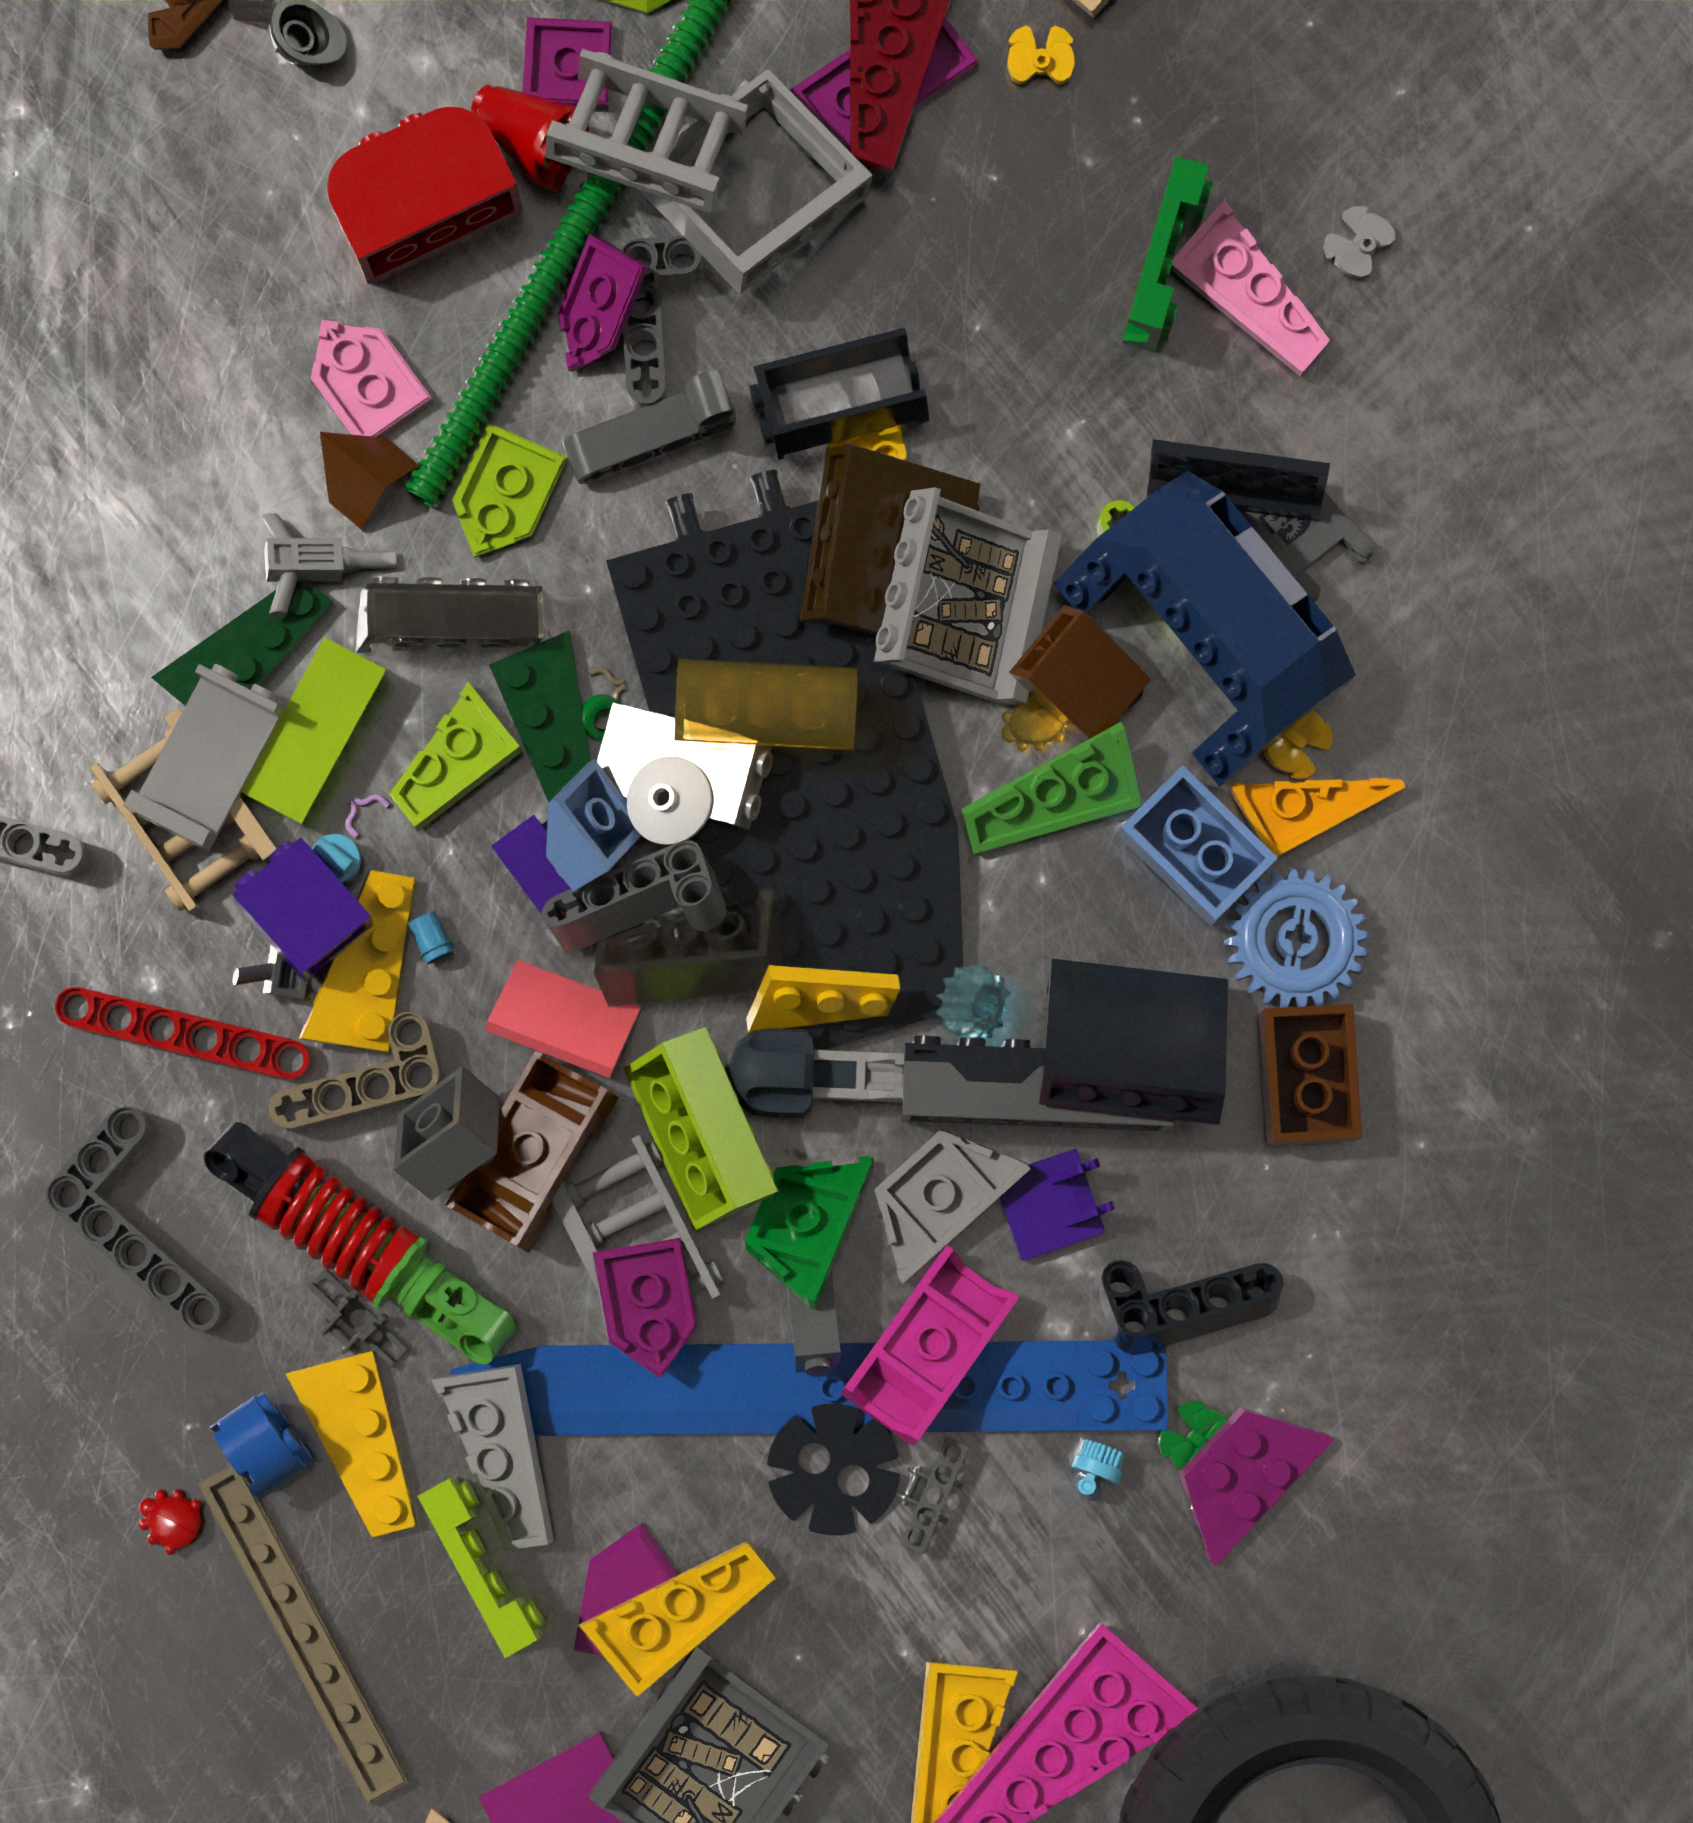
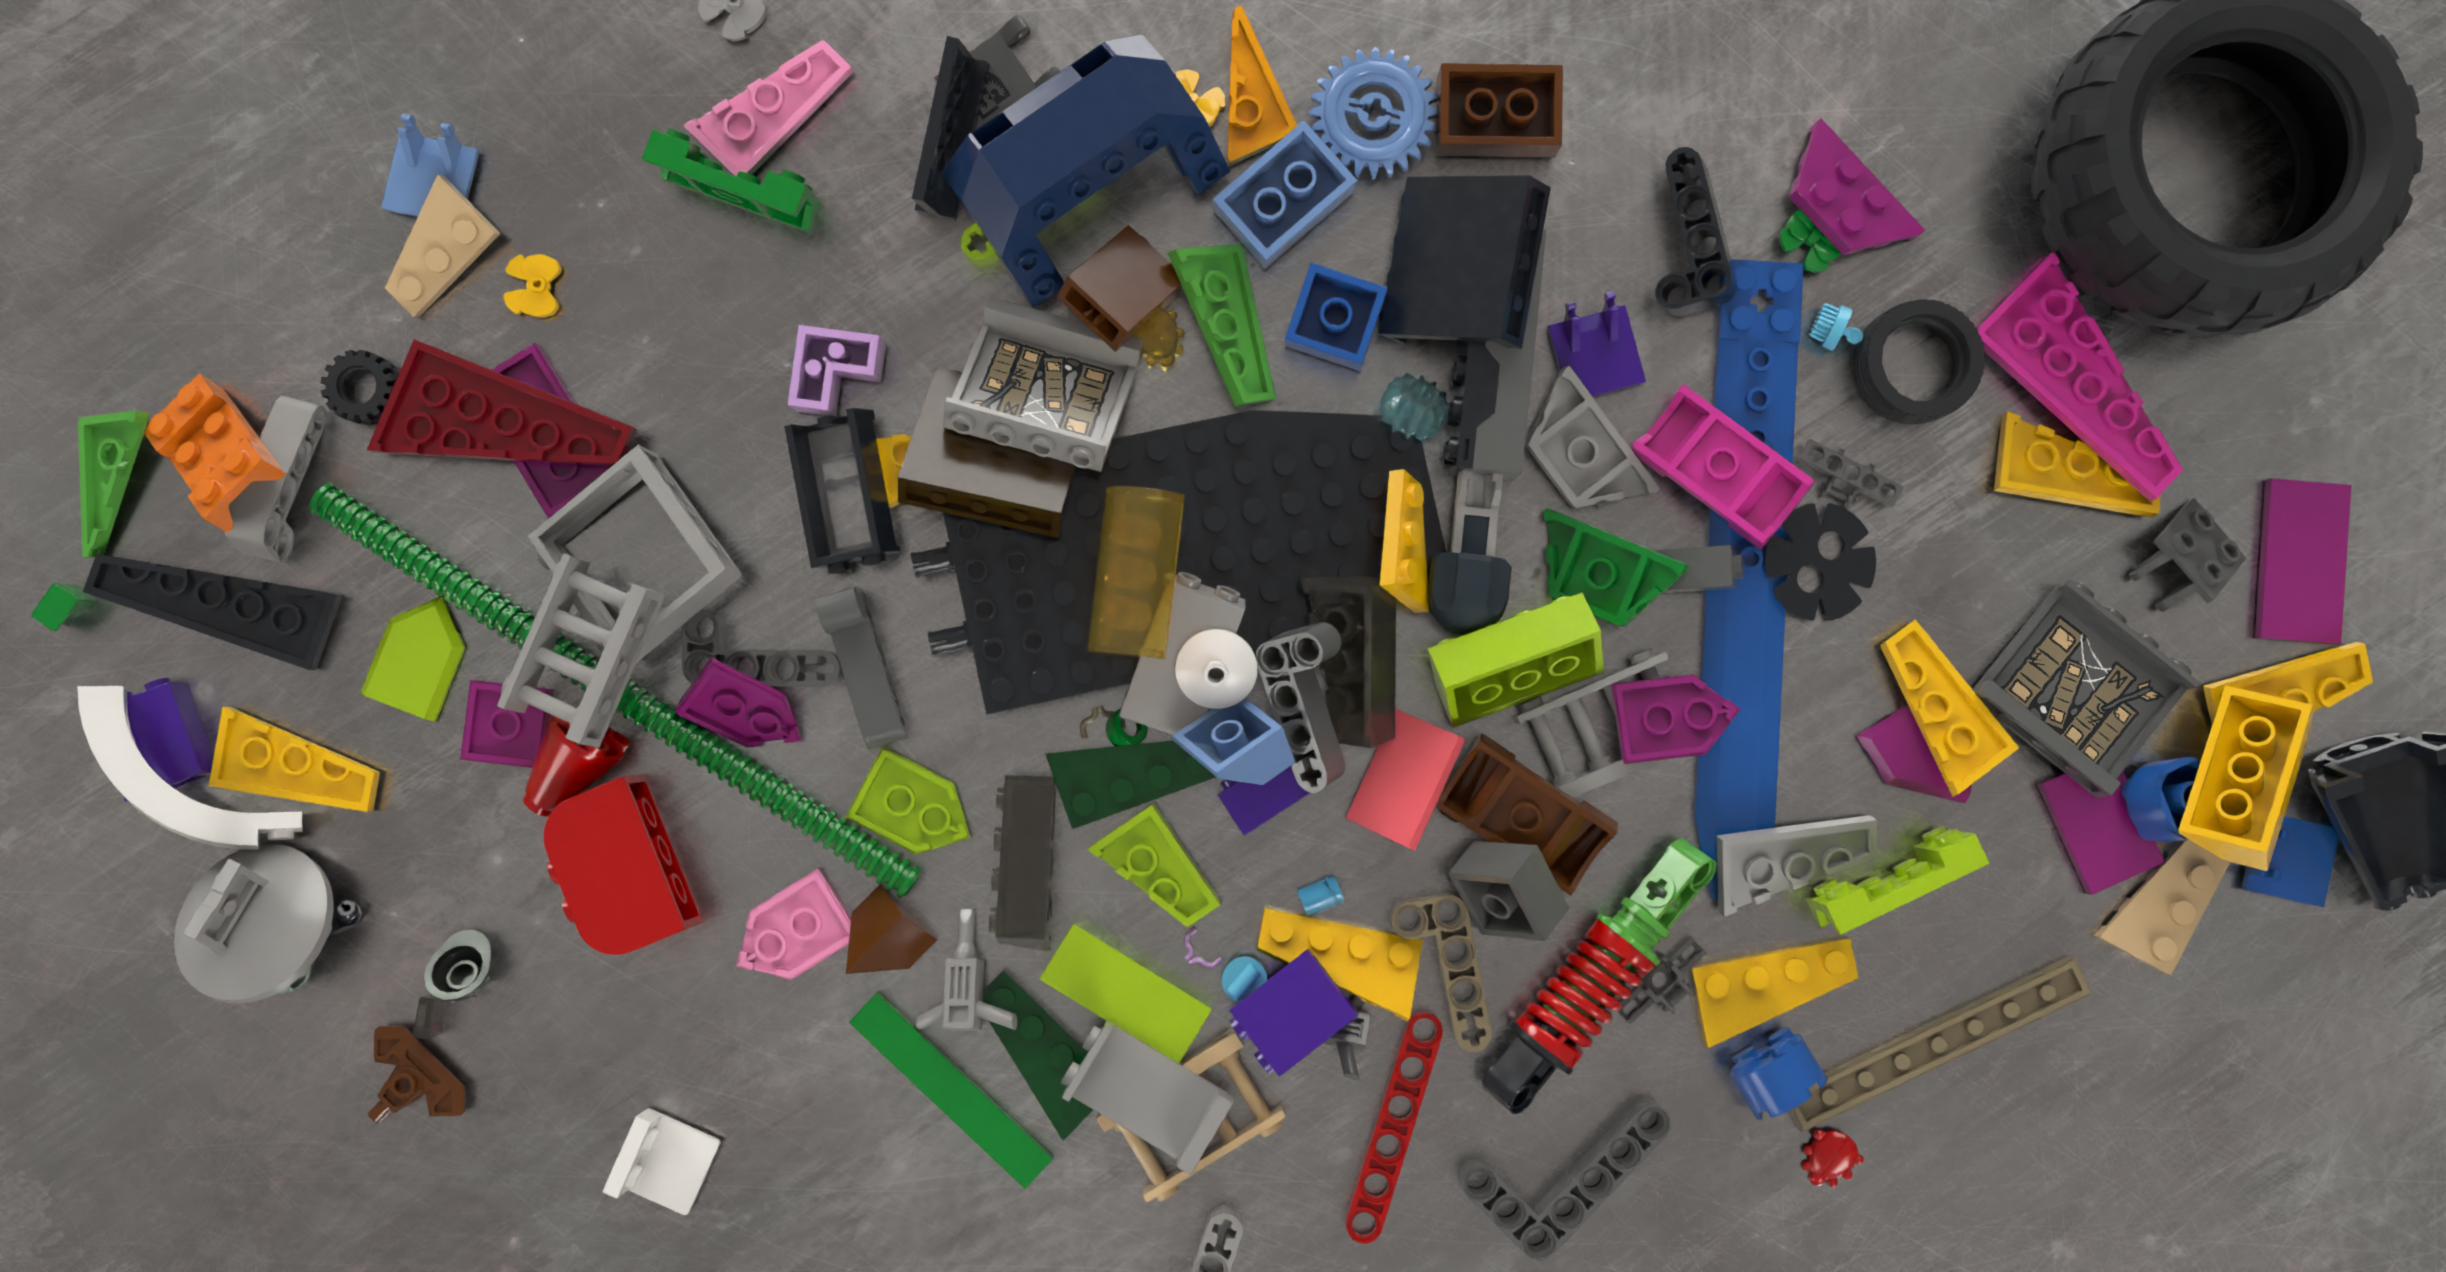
camera: 80 degrees left, 5 degrees up
(110, 257) = (663, 1161): none -> white bracket
(200, 555) = (951, 1090): none -> green tile
(979, 364) = (826, 357): none -> lavender brick
(1066, 910) = (1335, 316): none -> blue brick
(1118, 1559) = (1963, 345): none -> black tyre

